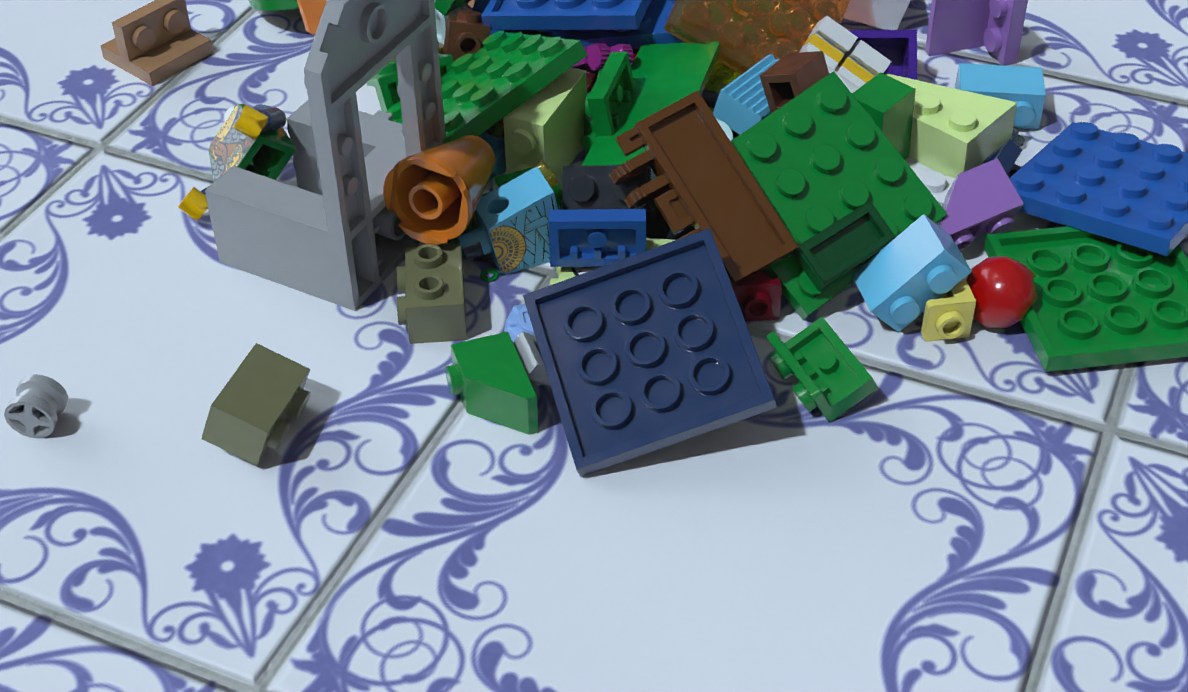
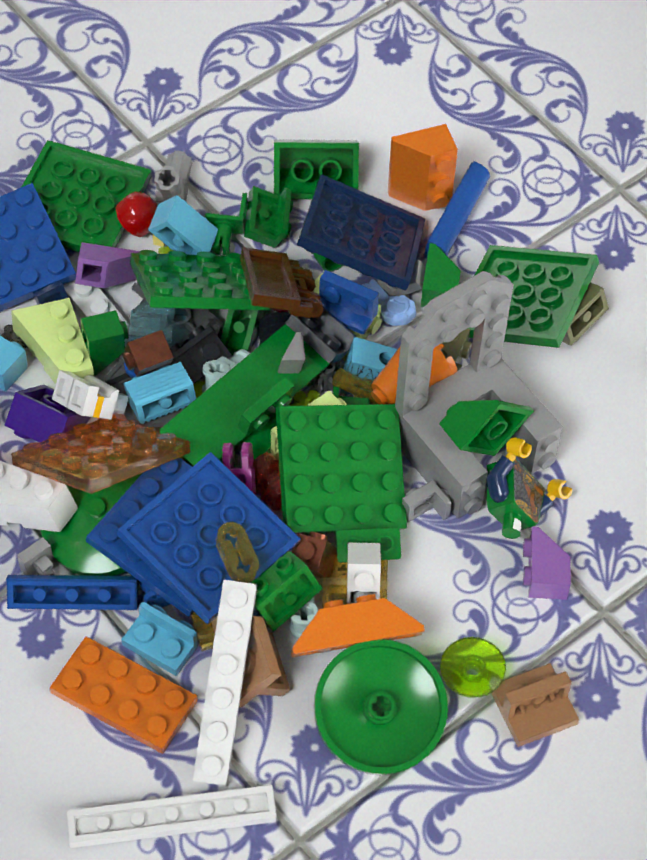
camera: 155 degrees left, 15 degrees up
(181, 135) = (548, 567): none -> medium lavender slope
(236, 39) = (476, 655): none -> clear neon green dish
(288, 142) = (483, 424): none -> green slope
(342, 379) = (544, 291): none -> green plate
(529, 500) = (459, 208): none -> blue brick
(607, 129) = (294, 356): none -> light grey slope
(612, 469) = (423, 167): none -> orange slope
(814, 472) = (303, 161): none -> green slope
(844, 245) = (208, 251): dark green tile -> none
(870, 332) = (226, 226): none -> green bracket
(996, 347) = (173, 177): none -> light grey piece

